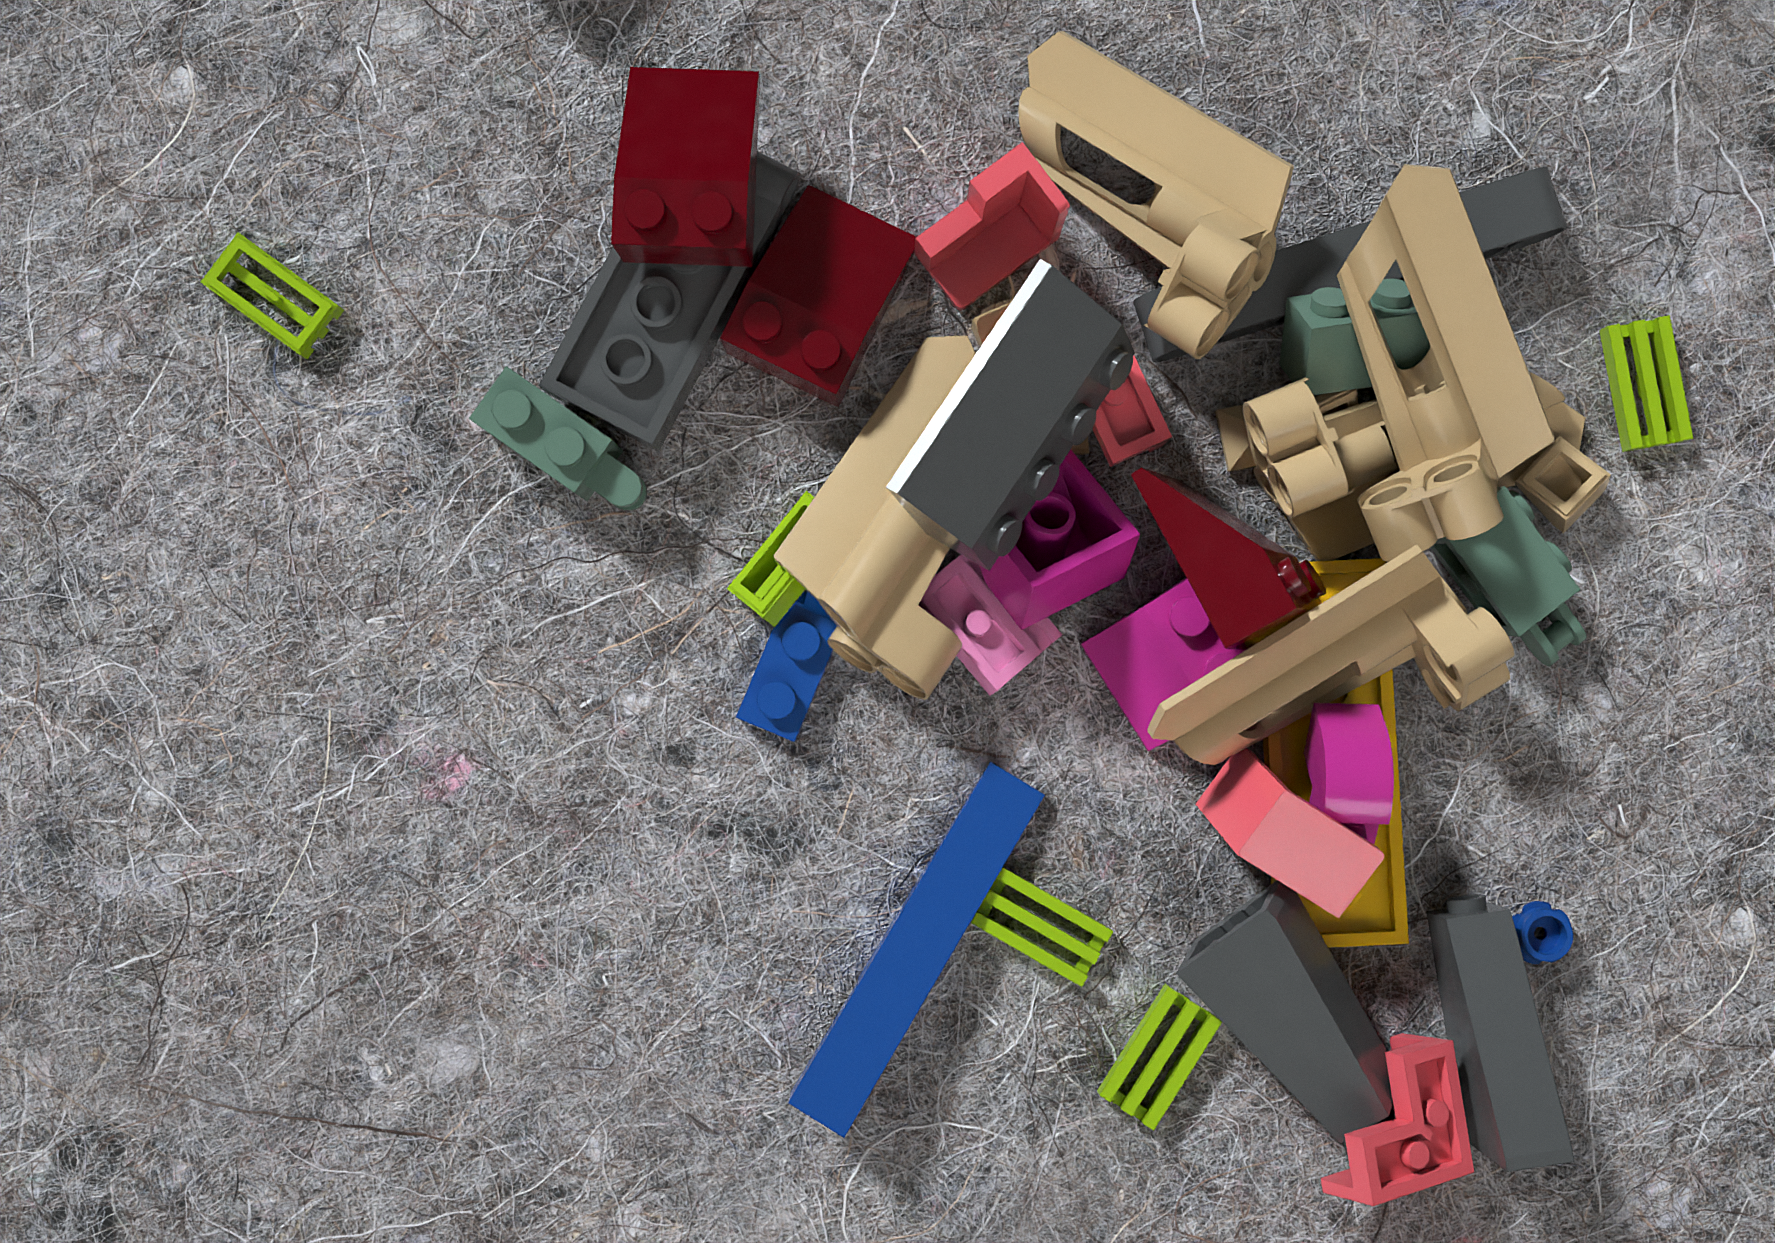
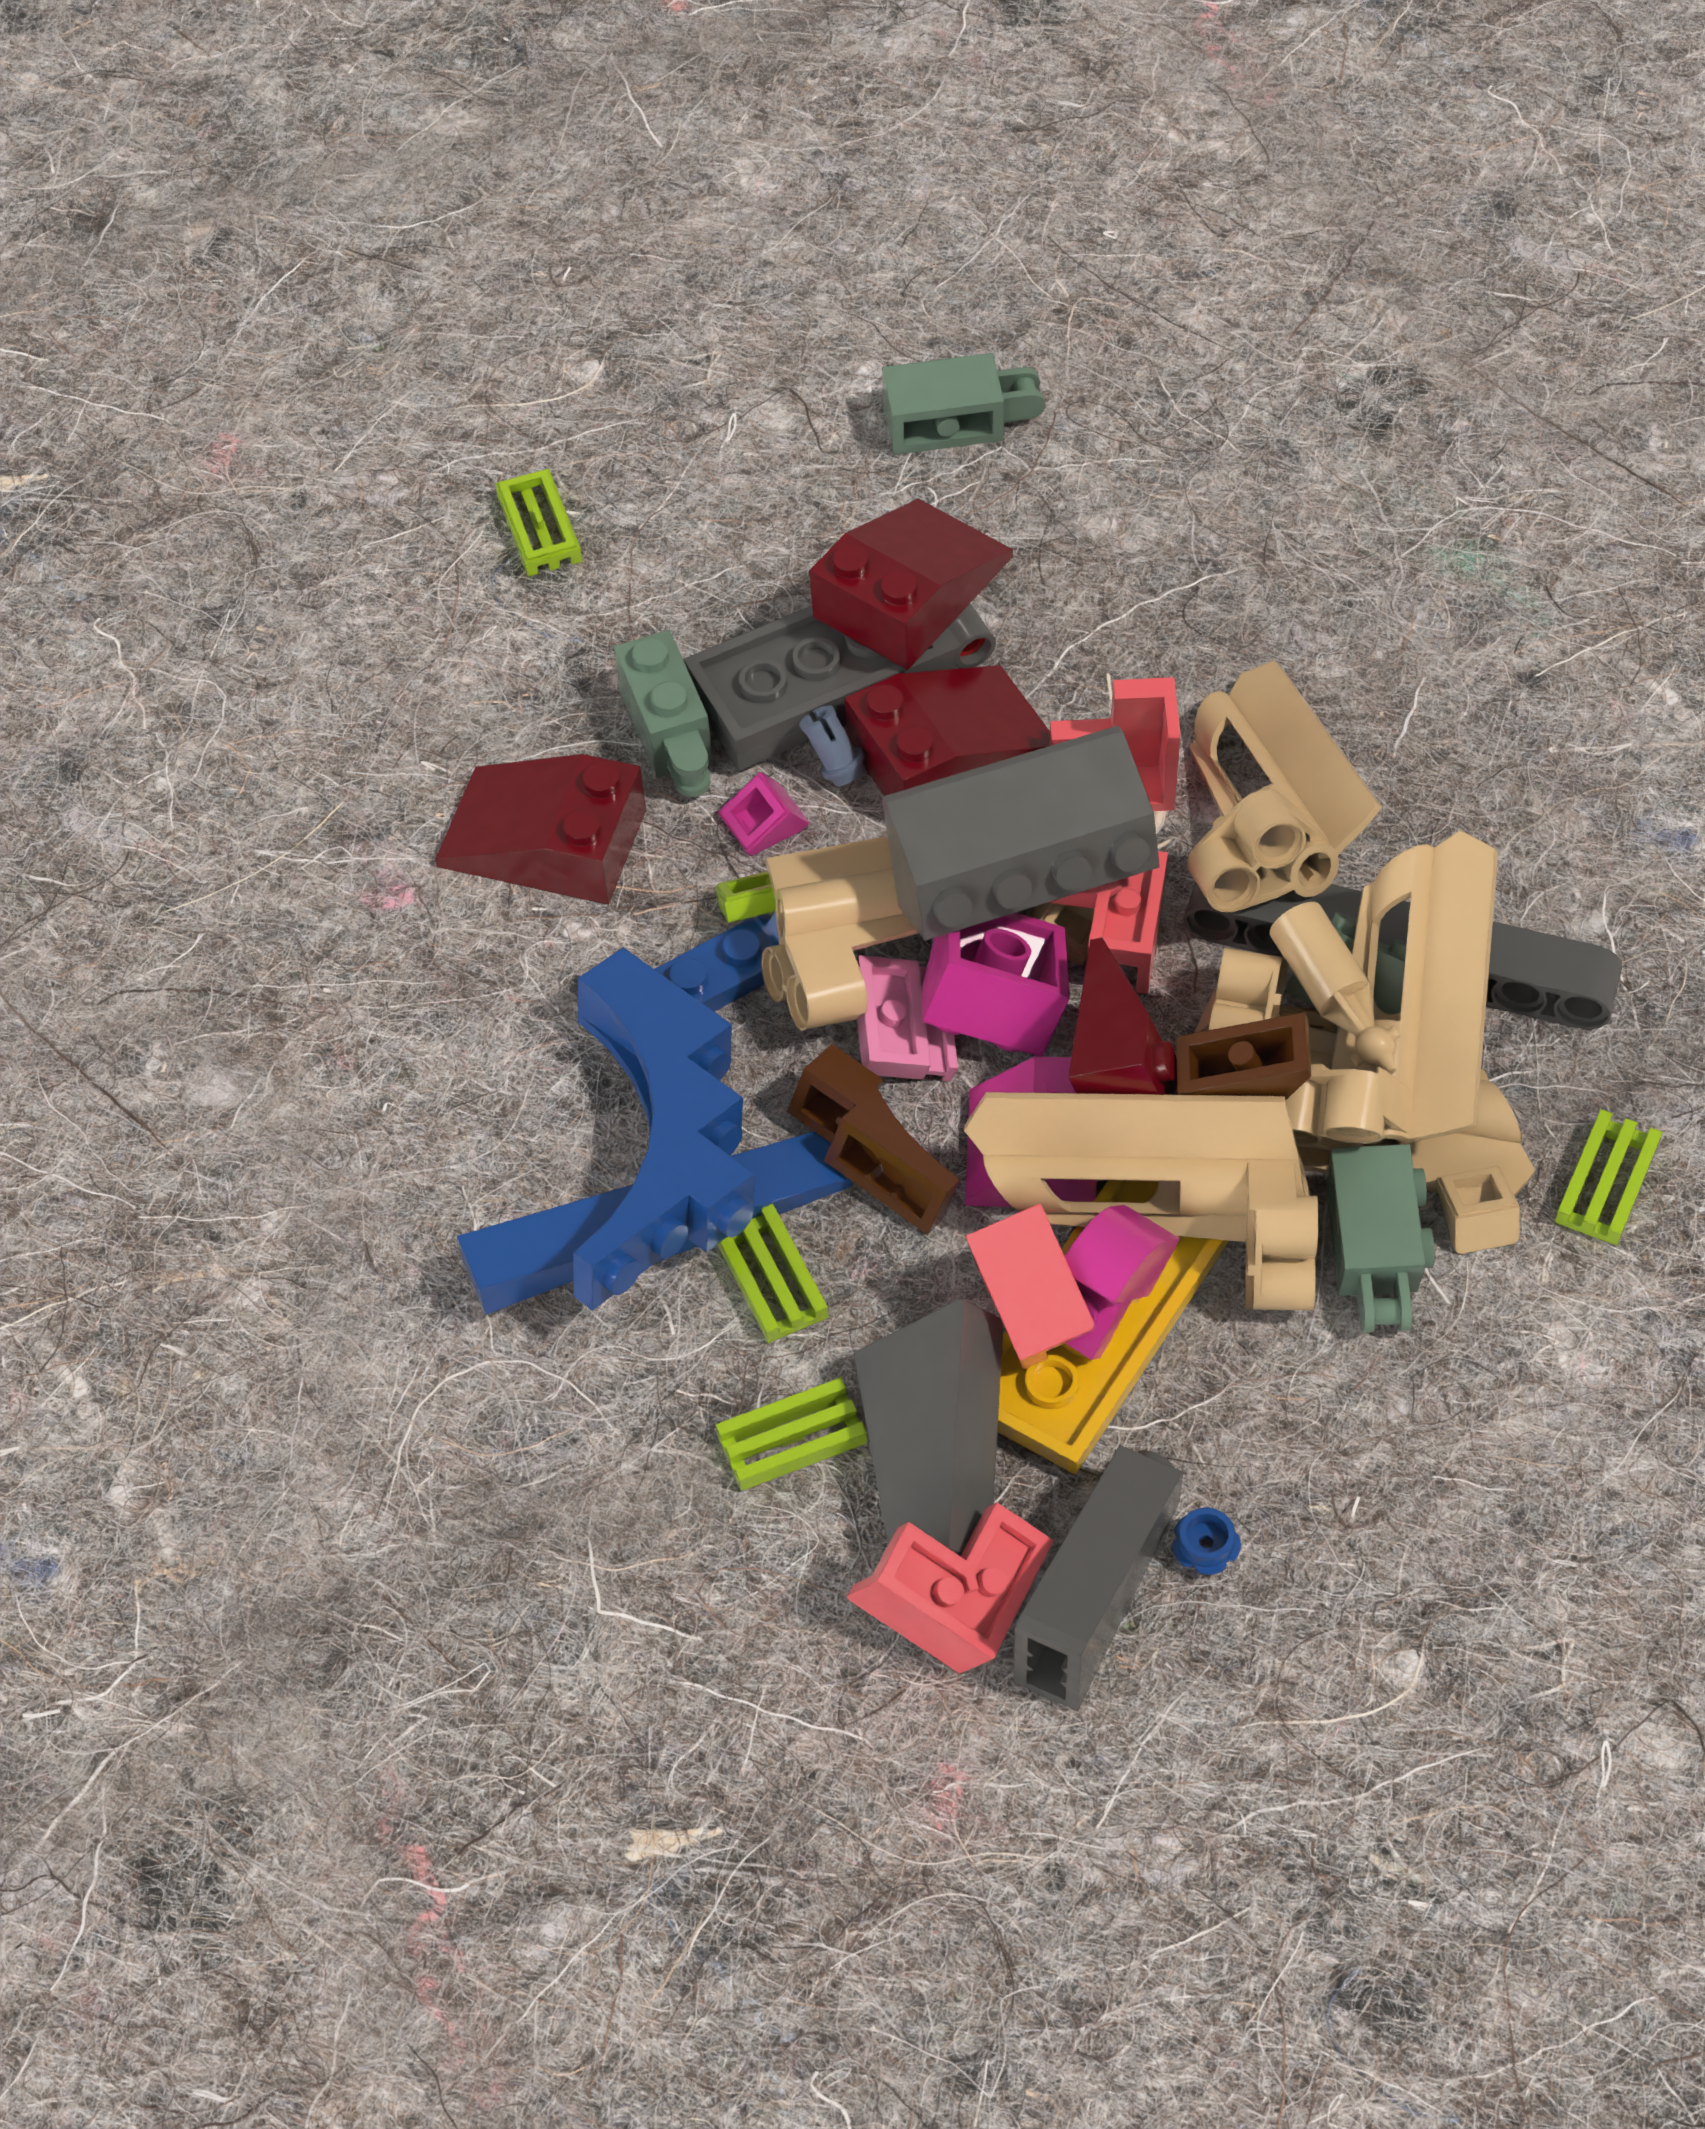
camera: 35 degrees right, 30 degrees down
(532, 626) = (548, 824): none -> dark red slope
(713, 483) = (762, 815): none -> dark pink slope
(743, 385) = (839, 757): none -> sand blue pin
(944, 929) = (687, 1180): none -> blue arch
(1002, 741) = (867, 1141): none -> reddish brown slope
(1363, 531) = (1246, 1058): none -> reddish brown slope
(1375, 388) = (1333, 981): none -> tan wheel

